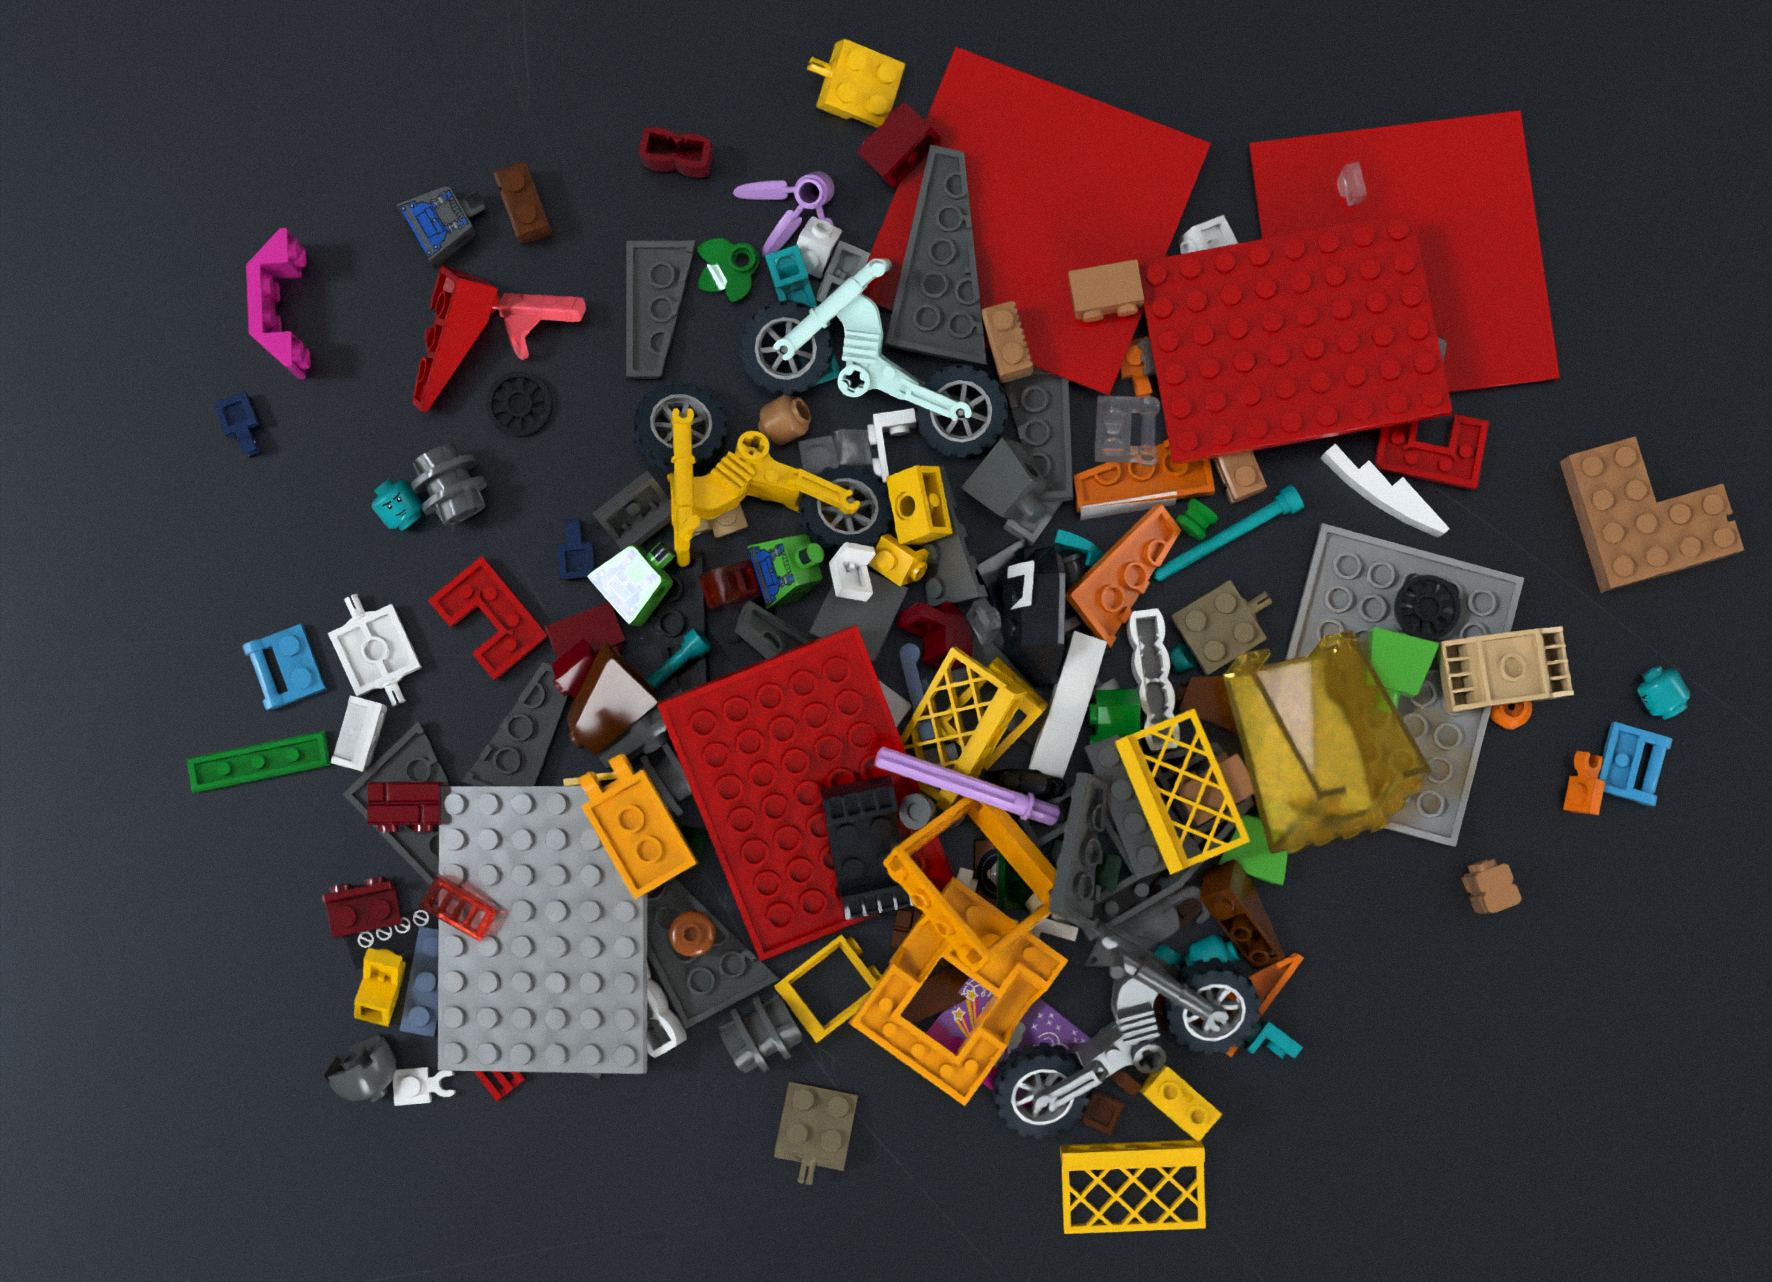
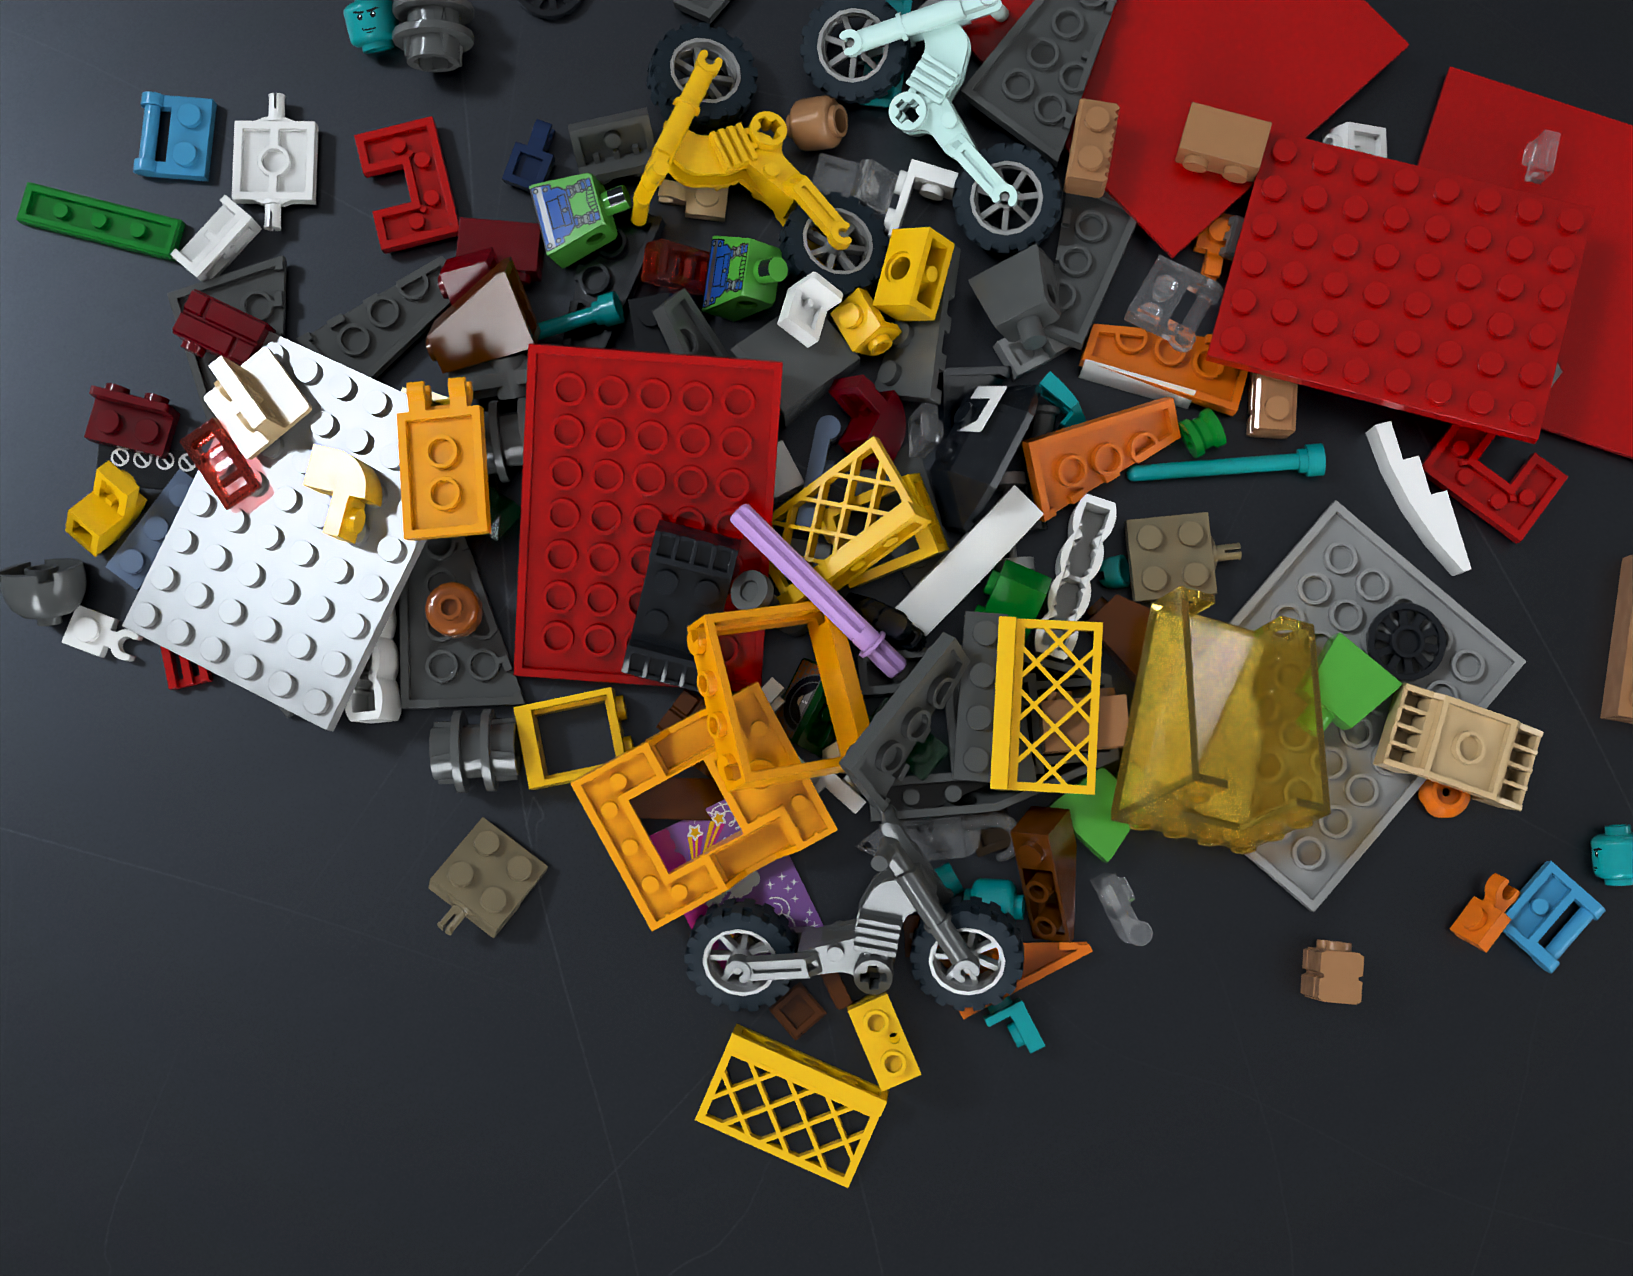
camera: 30 degrees right, 0 degrees up
(462, 847) = (255, 401): none -> bracket
(571, 875) = (350, 485): none -> brick
(1302, 909) = (1116, 898): none -> clear plate

